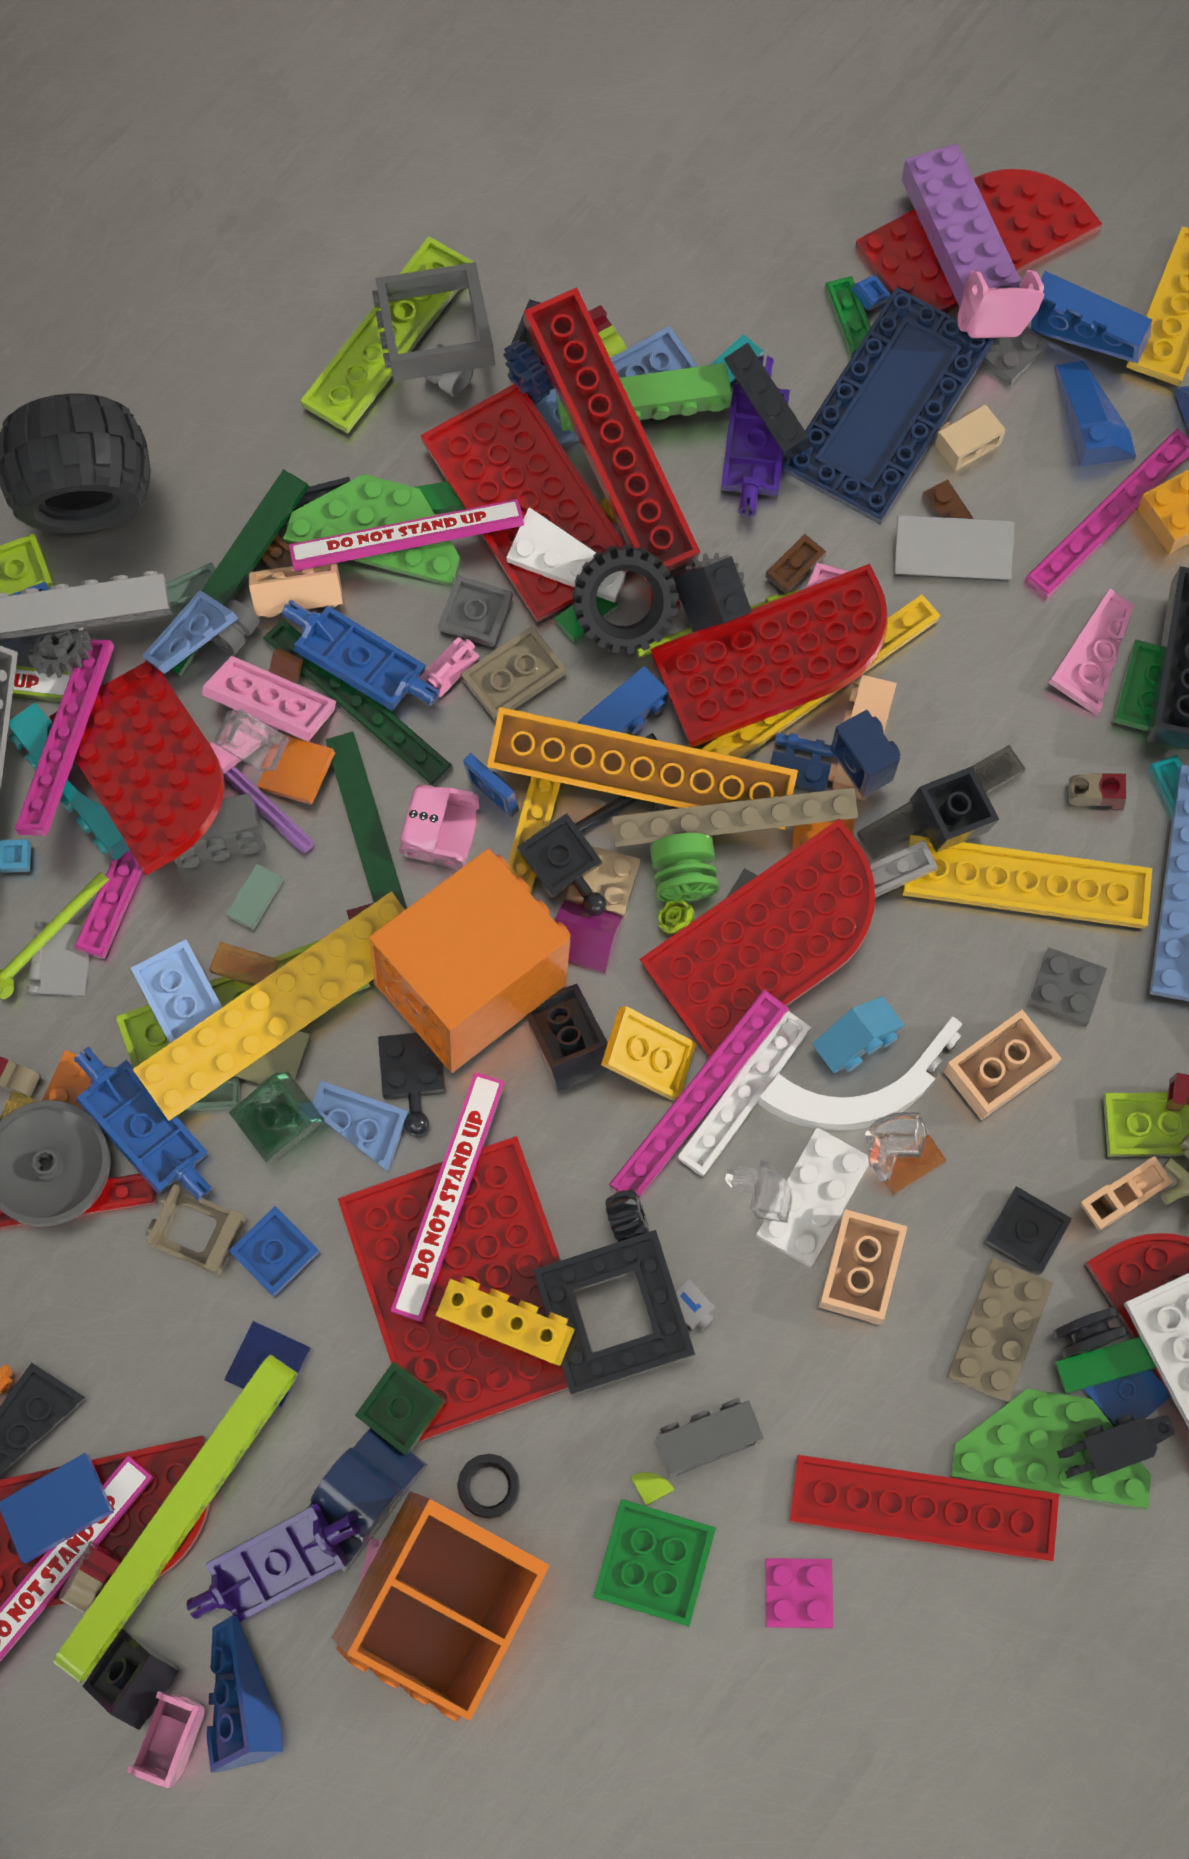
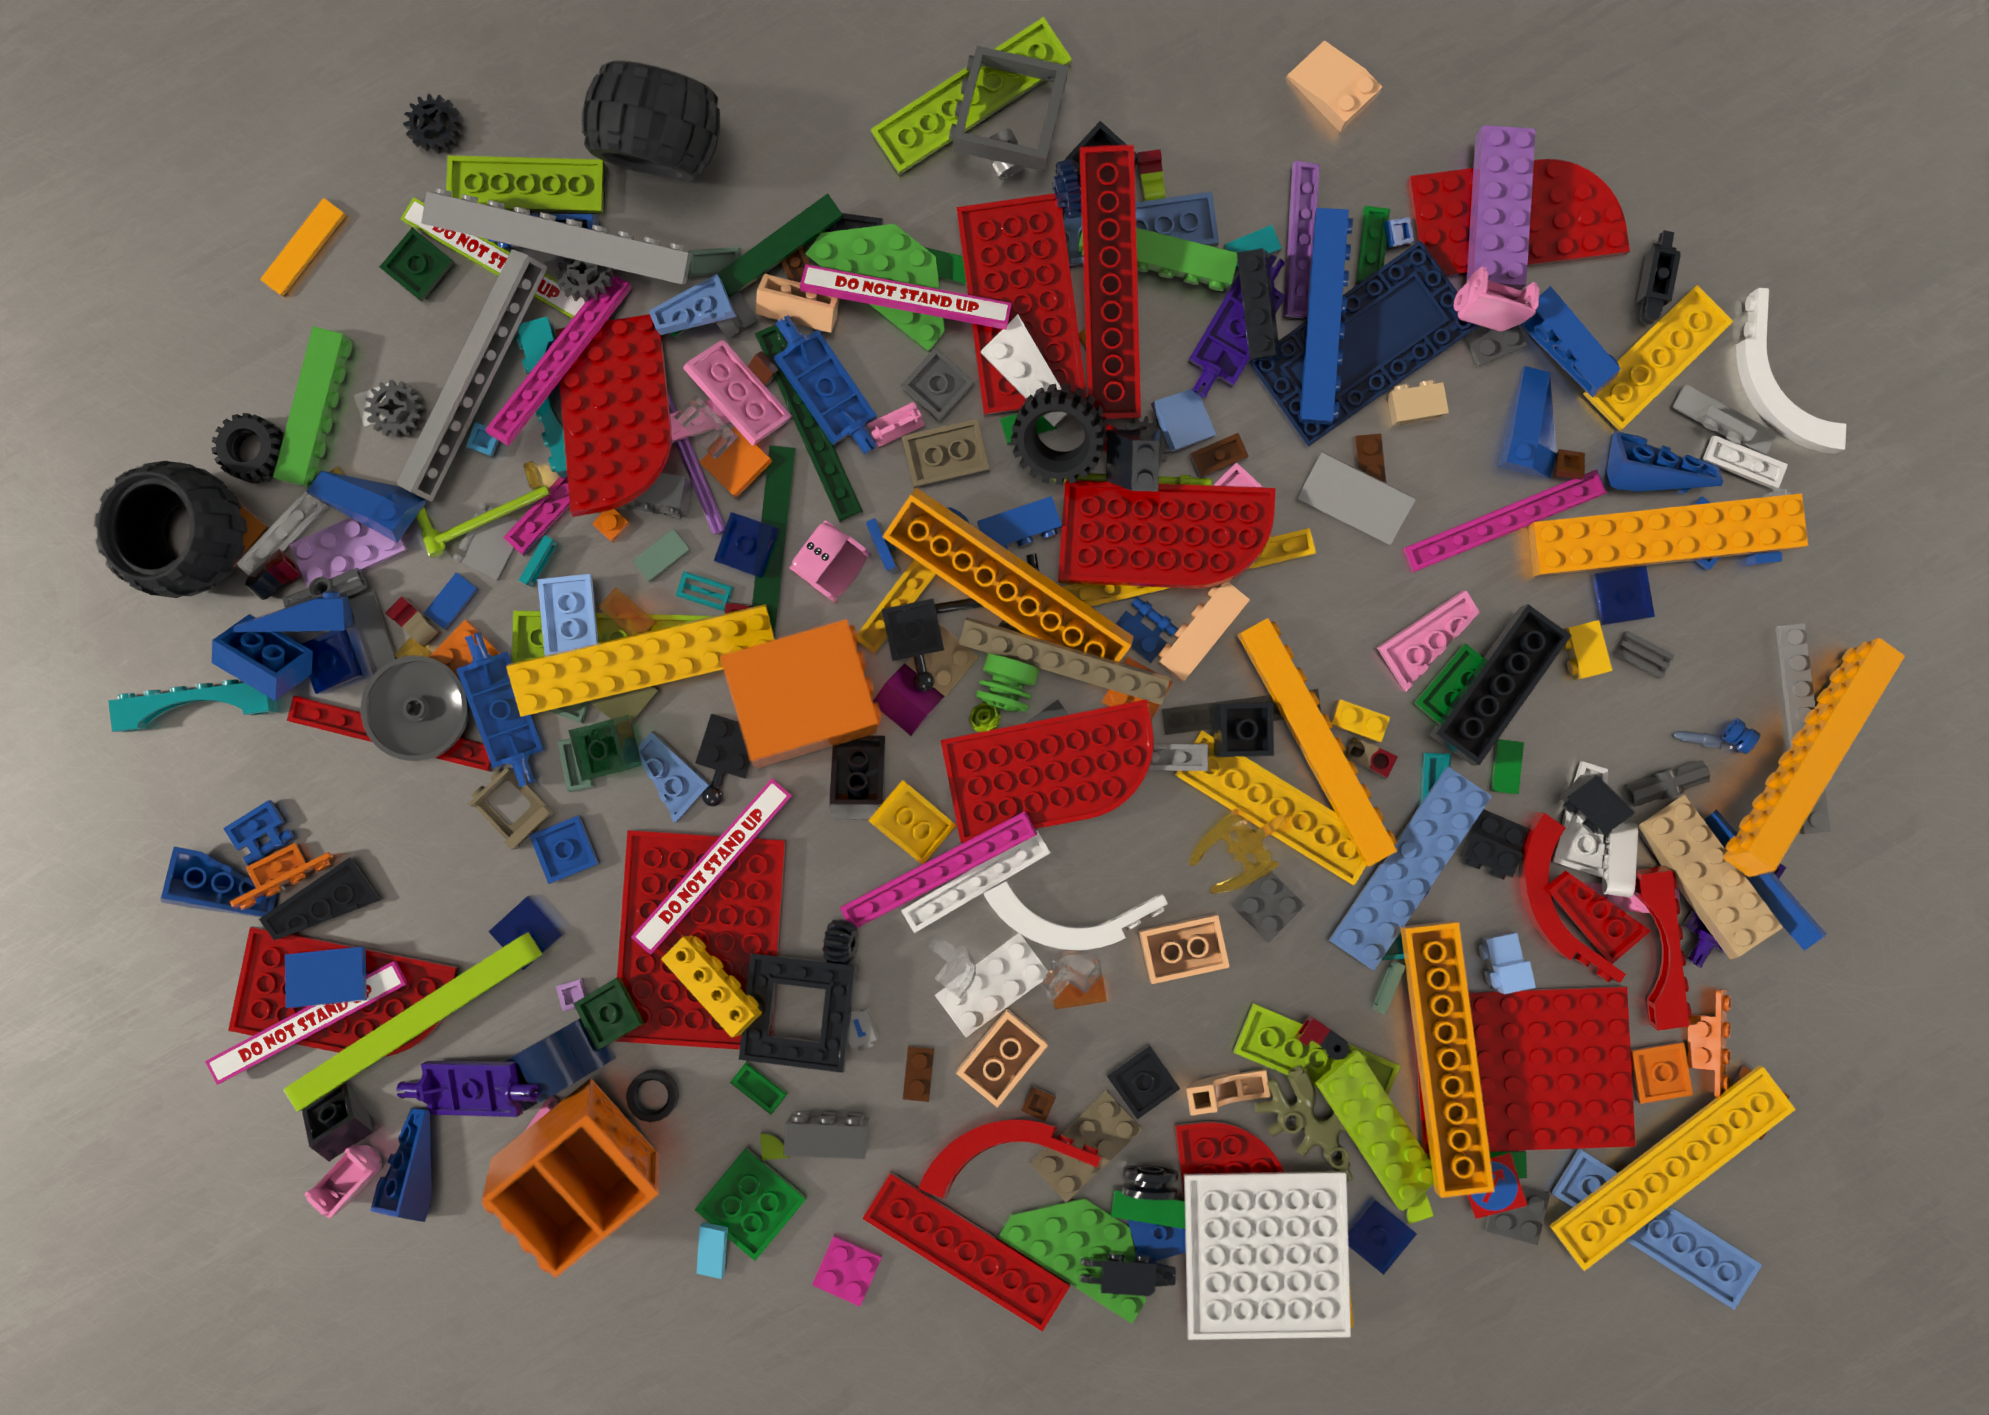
camera: 25 degrees right, 15 degrees up
(41, 1038) = (451, 601): none -> blue tile
(81, 867) = (533, 475): none -> clear yellow tile
(88, 1577) = (331, 1039): leg -> none
(123, 955) = (538, 561): none -> teal tile
(186, 887) = (611, 524): none -> orange plate
(248, 1158) = (570, 768): none -> sand green tile
(316, 926) = (726, 598): none -> teal tile
(342, 846) = (746, 544): none -> clear blue plate
(344, 1411) = (570, 993): none -> lavender tile
(605, 1425) = (759, 1087): none -> green tile
(634, 1636) = (712, 1250): none -> medium azure tile
(743, 541) = (1183, 419): none -> medium blue tile
(744, 189) = (1335, 84): none -> light nougat slope
(777, 1330) = (918, 1073): none -> reddish brown plate
(780, 337) = (1300, 237): none -> medium lavender tile
(838, 389) = (1324, 316): none -> blue brick
(857, 1033) = (1084, 877): dark azure brick -> none
(865, 752) = (1192, 654): dark blue brick -> none
(894, 1357) = (962, 1150): none -> red arch
(925, 1303) = (1038, 1103): none -> reddish brown plate
(1016, 926) = (1249, 842): none -> clear yellow bar
(1037, 794) = (1317, 742): none -> light orange brick
(1065, 758) = (1358, 721): none -> yellow brick
(1142, 234) = (1658, 278): none -> black hinge
(1149, 433) = (1570, 464): none -> reddish brown plate

